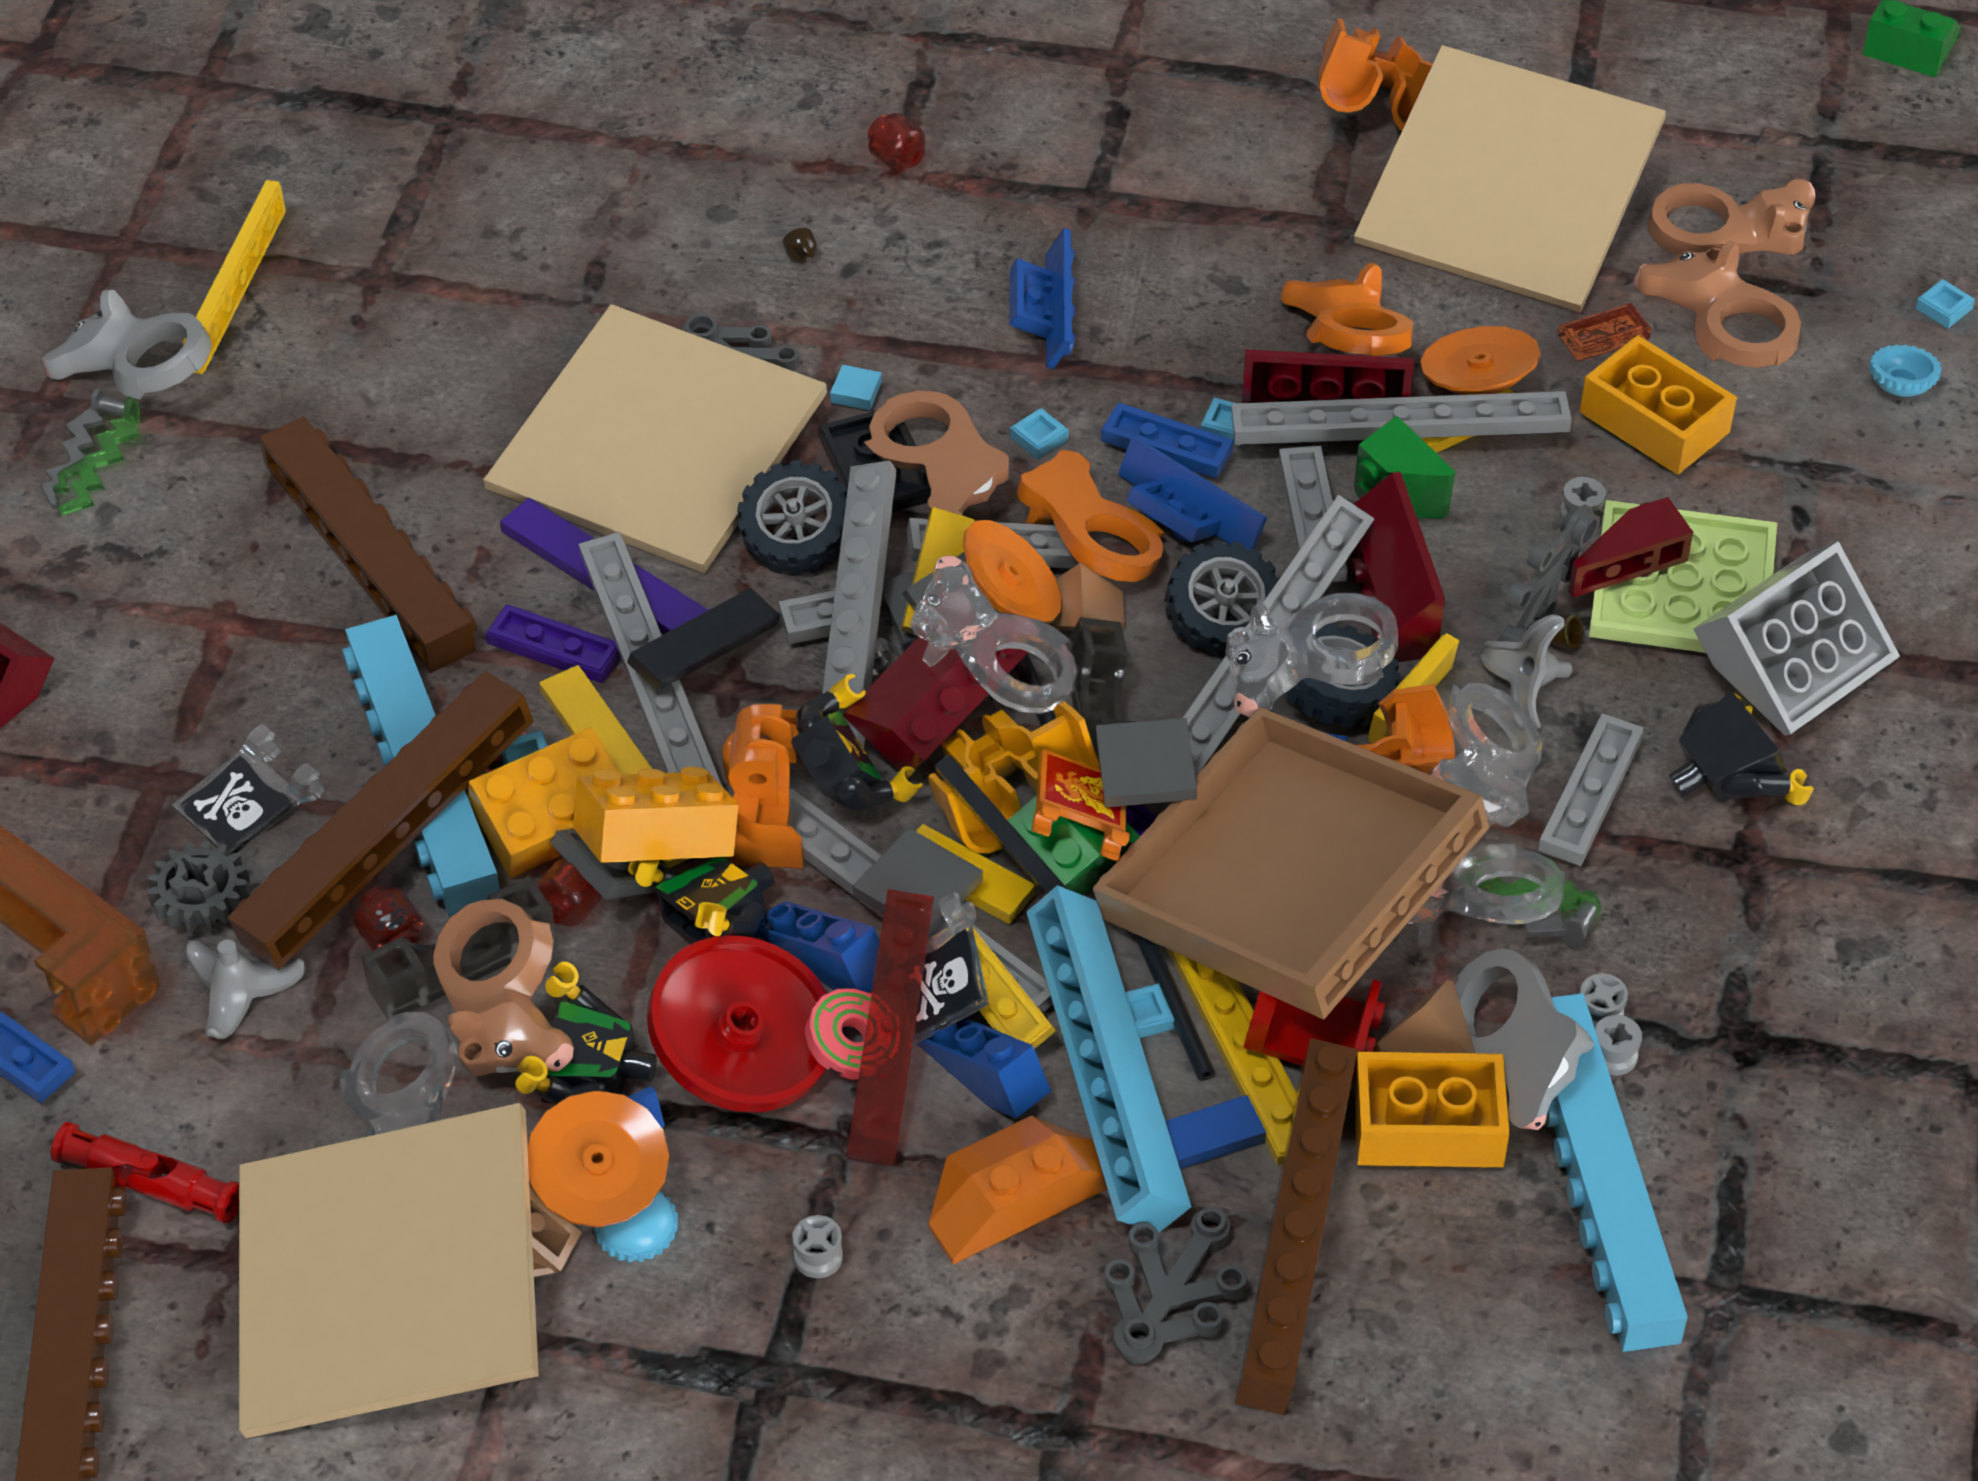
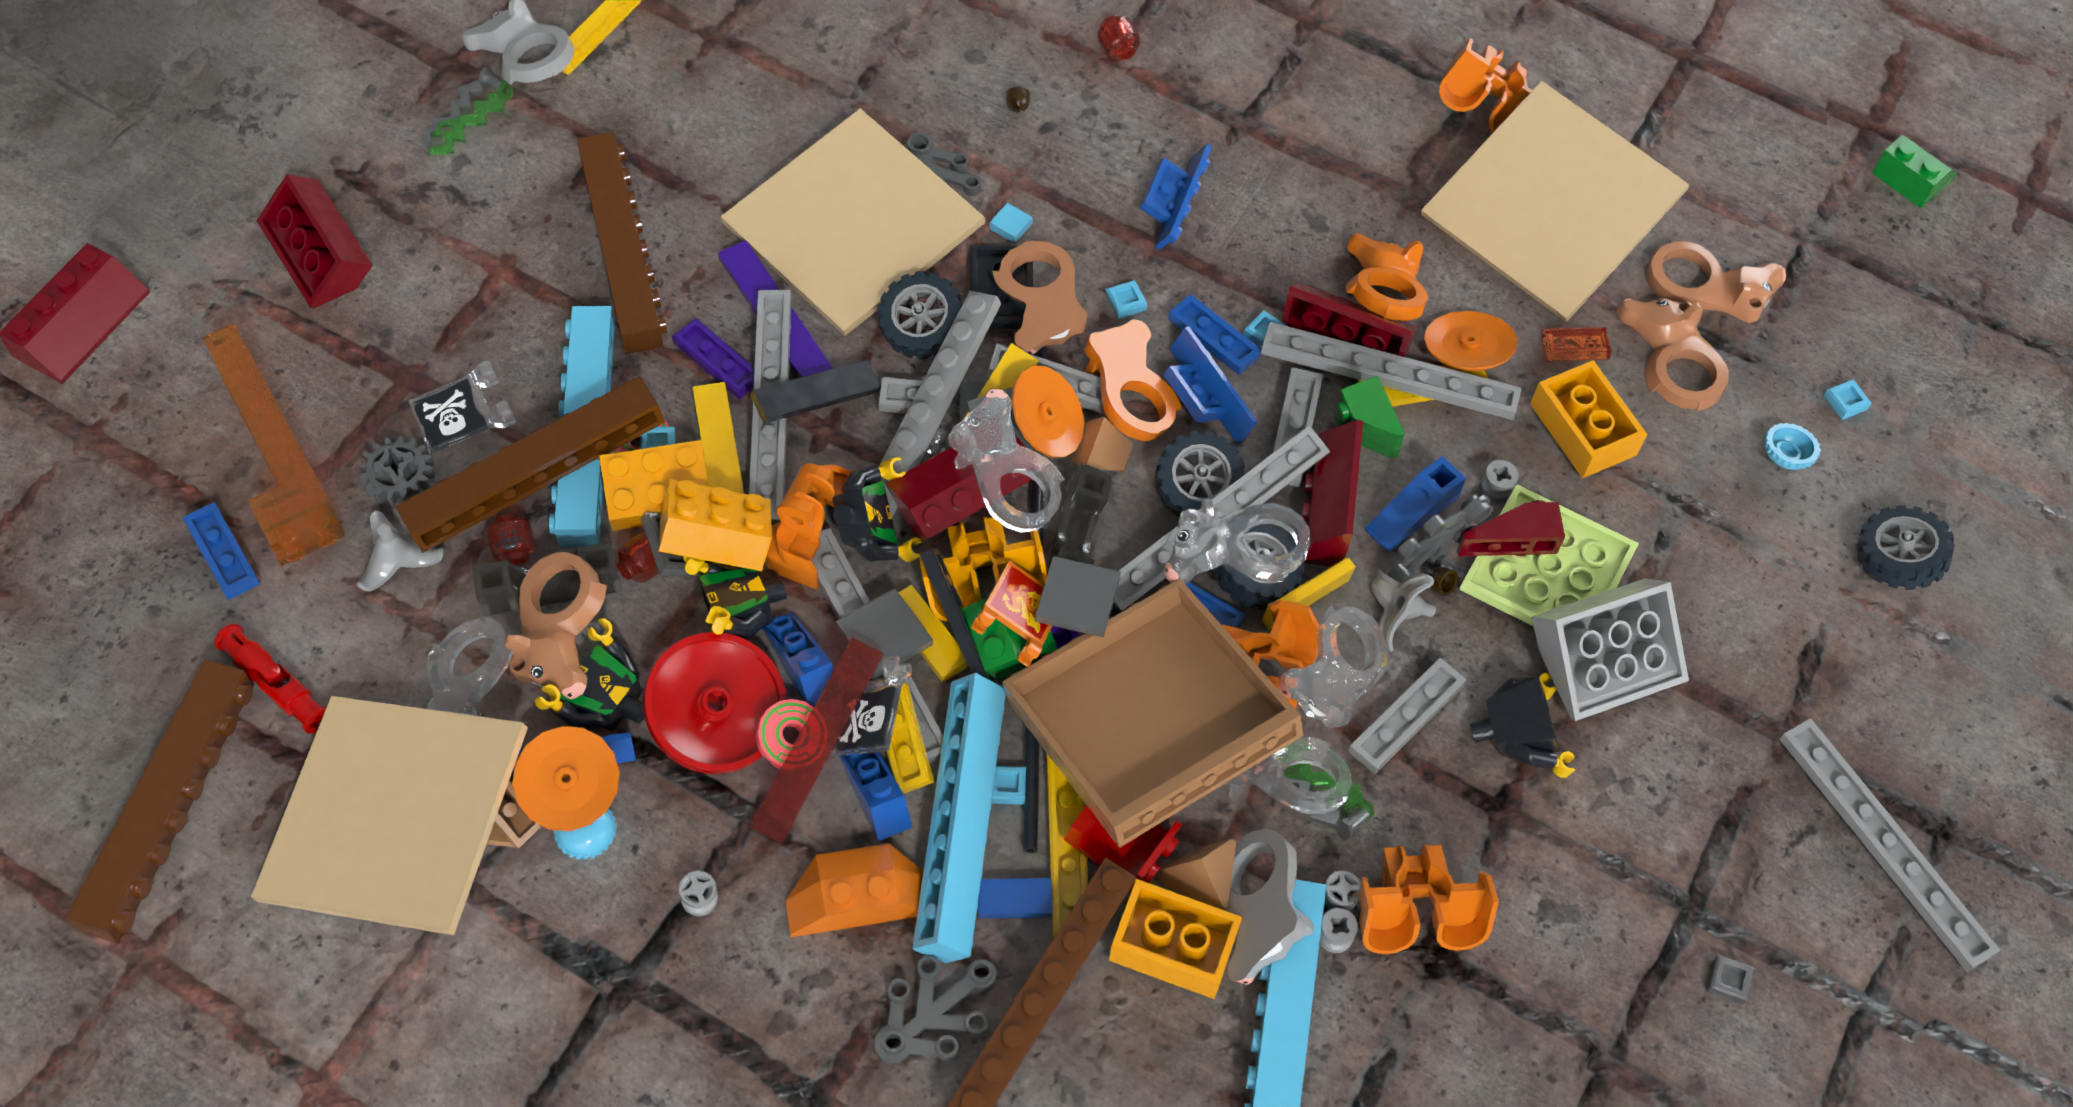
camera: 15 degrees right, 10 degrees up
(1499, 553) = (1418, 502): none -> blue slope
(1677, 1010) = (1460, 915): none -> orange piece

